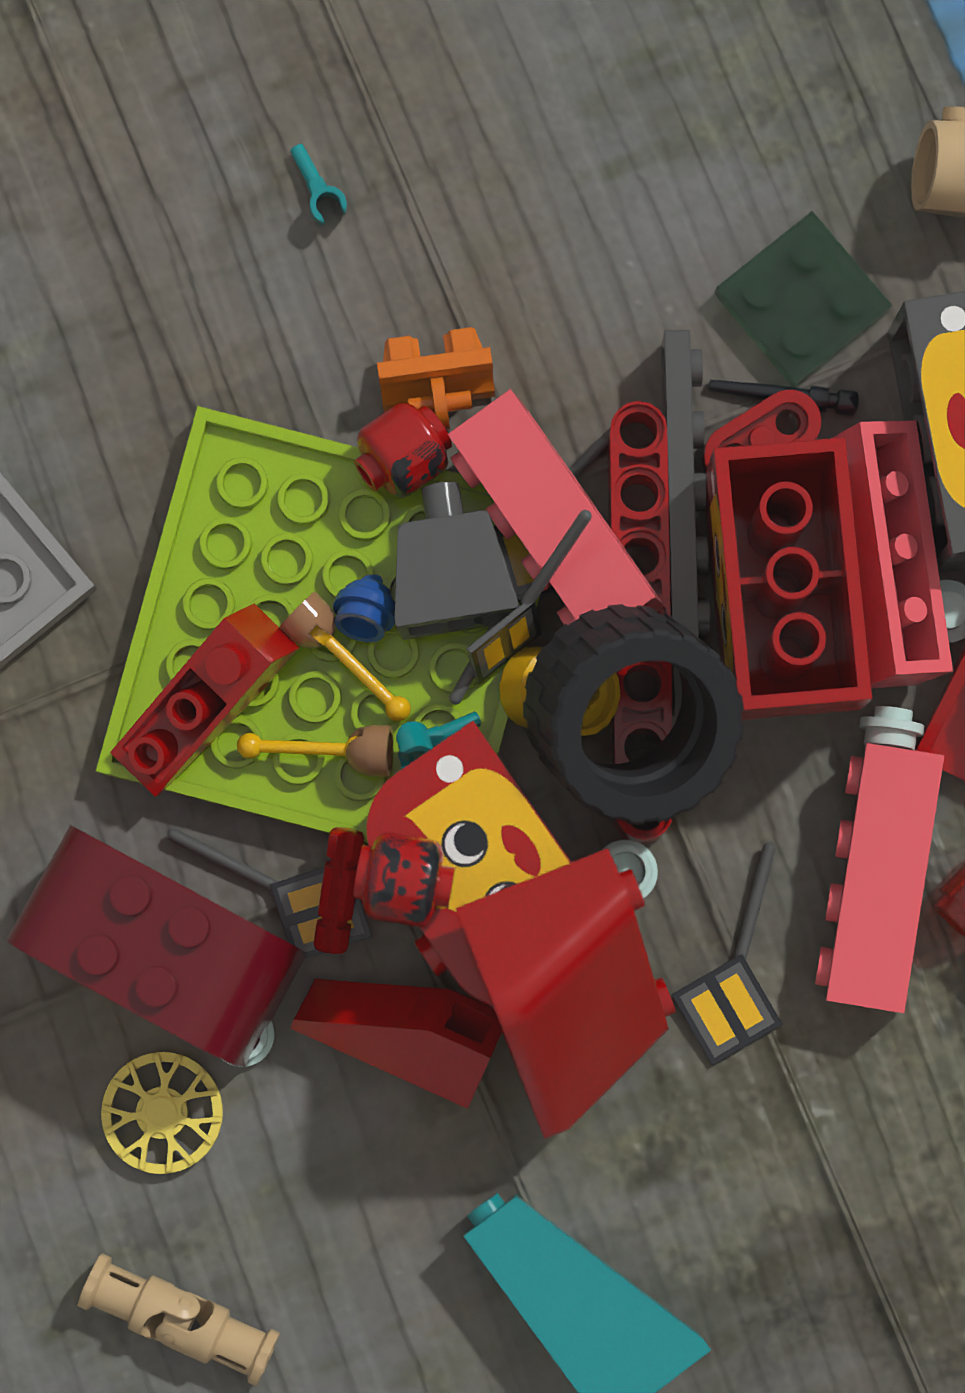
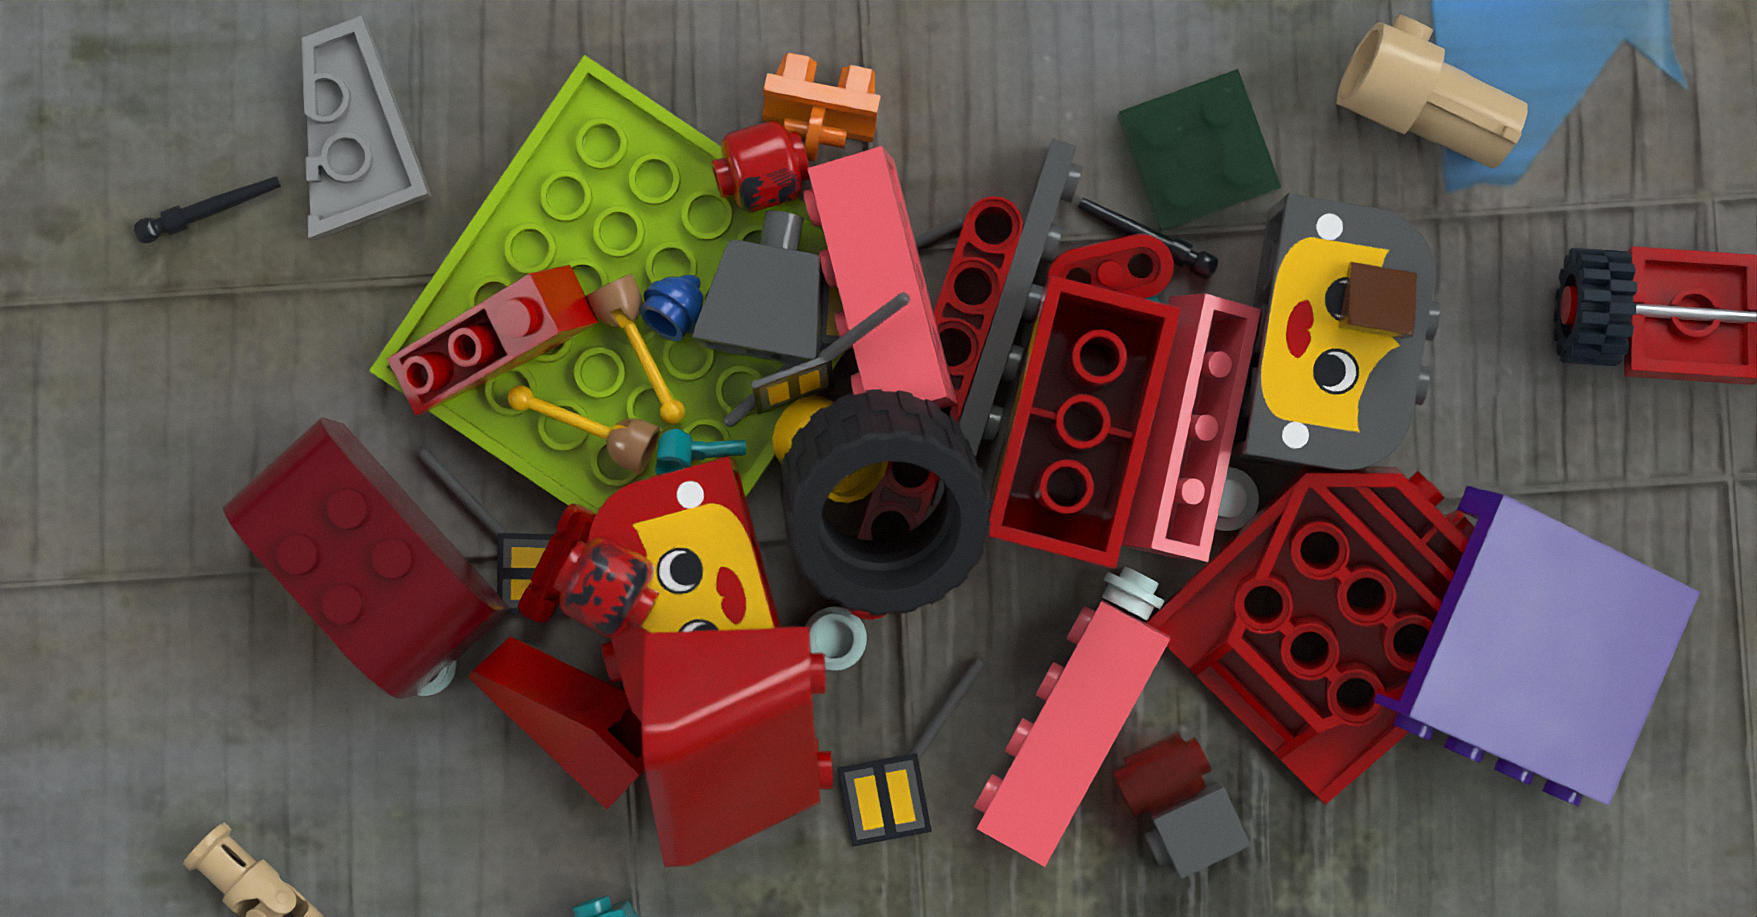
camera: 20 degrees right, 5 degrees up
(161, 1112) = (323, 712): light yellow wheel -> none

